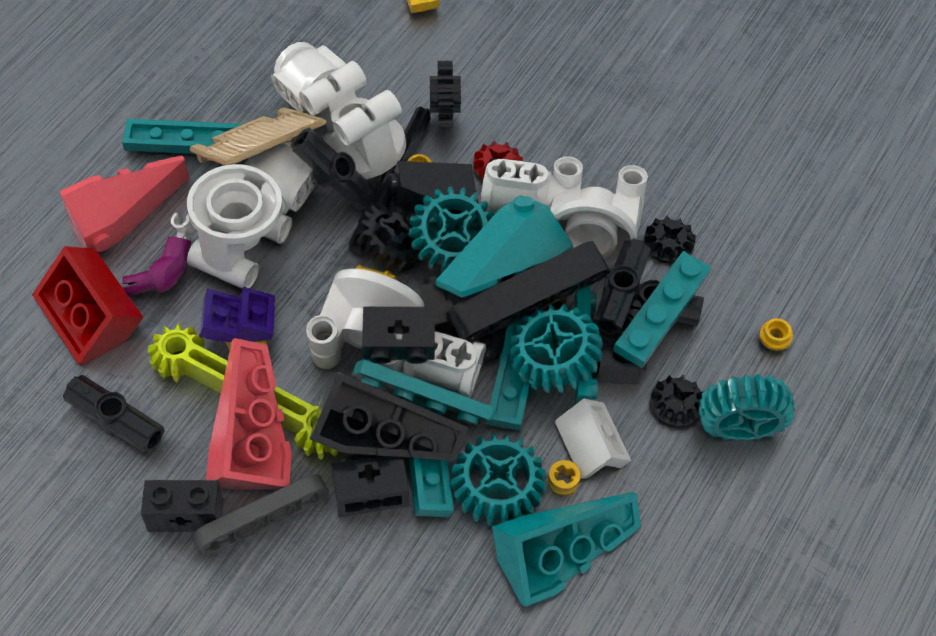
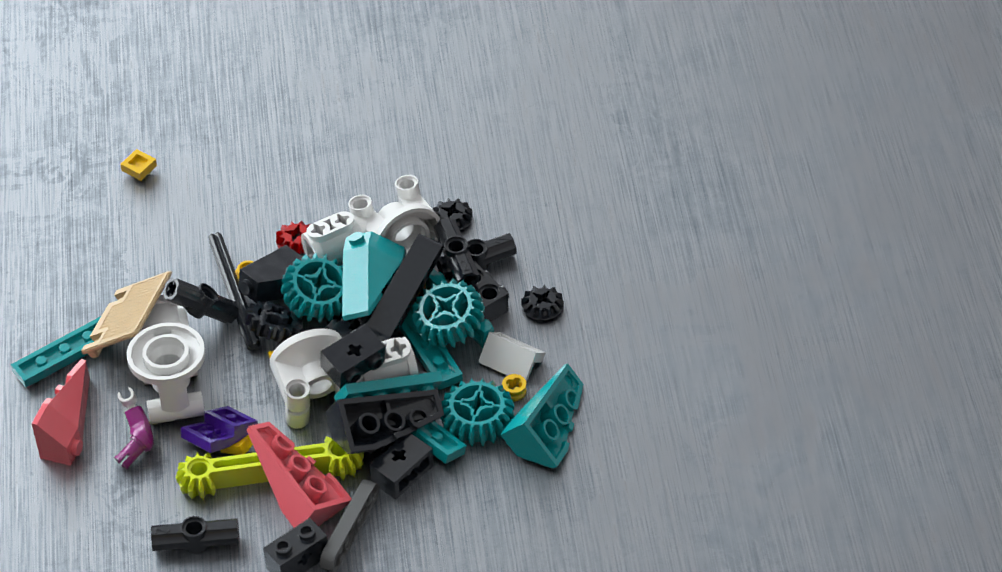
camera: 35 degrees left, 10 degrees down
(86, 304) = (106, 489): red slope -> none
(326, 87) = (139, 255): white piece -> none
(445, 94) = (226, 213): black gear -> none
(662, 309) = (491, 252): teal plate -> none
(747, 408) = (590, 275): teal gear -> none
(778, 327) = (568, 228): yellow plate -> none

